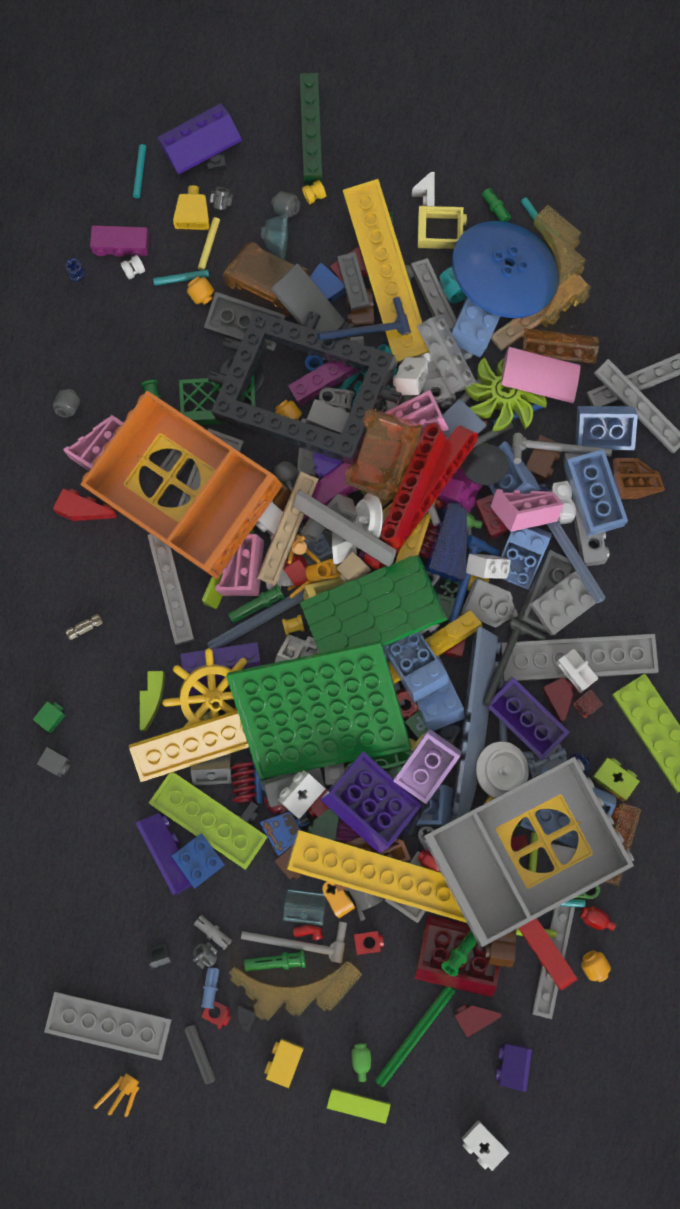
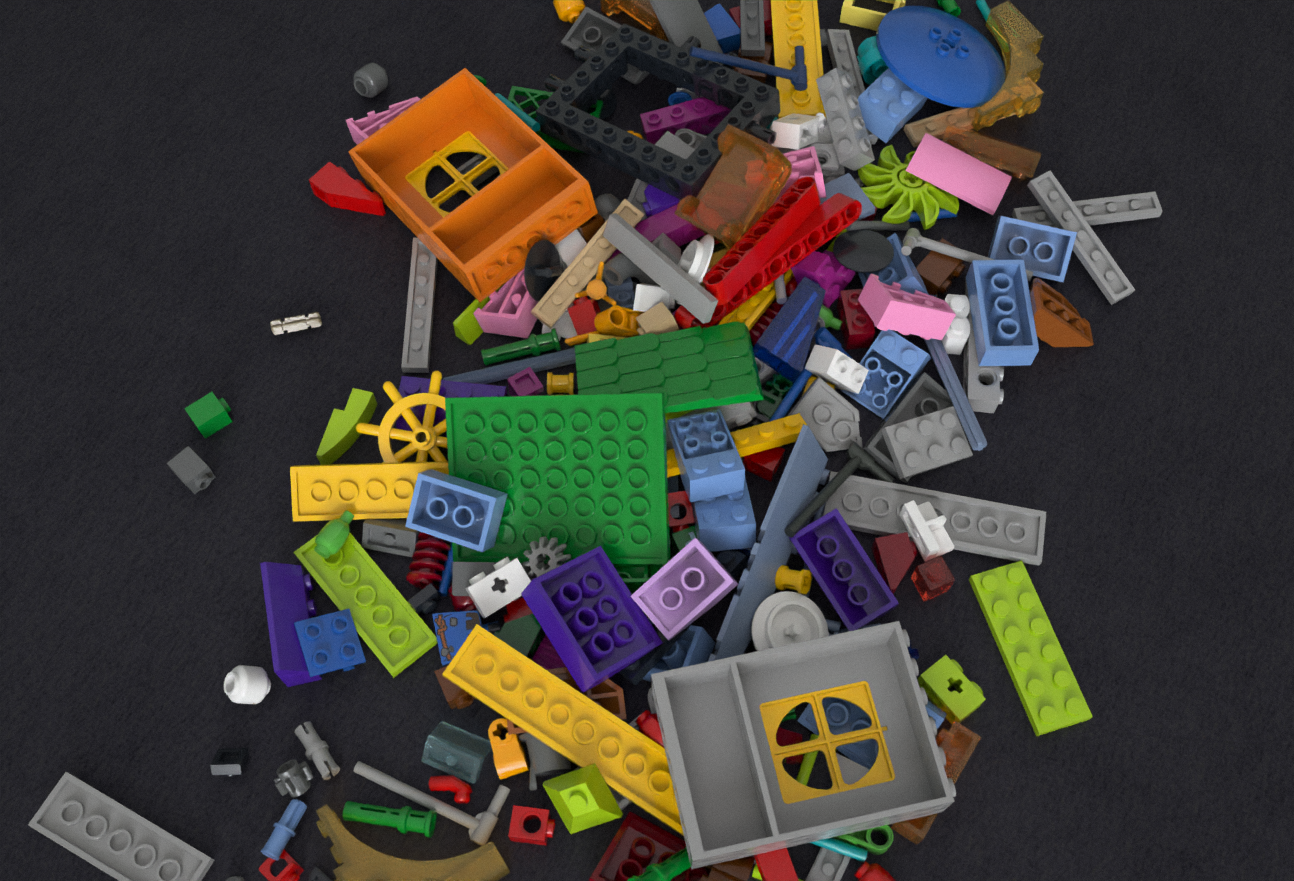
camera: 15 degrees right, 15 degrees down
(152, 903) = (247, 684): none -> white head
(174, 785) = (333, 535): none -> bright green plant
(192, 407) = (534, 125): none -> teal bar
(256, 749) = (456, 510): none -> medium blue brick
(257, 545) = (541, 268): none -> black shield
(269, 636) = (524, 383): none -> magenta panel
(325, 760) = (538, 554): none -> light grey gear
(397, 918) = (582, 799): none -> lime slope
(495, 733) = (793, 579): none -> yellow bush

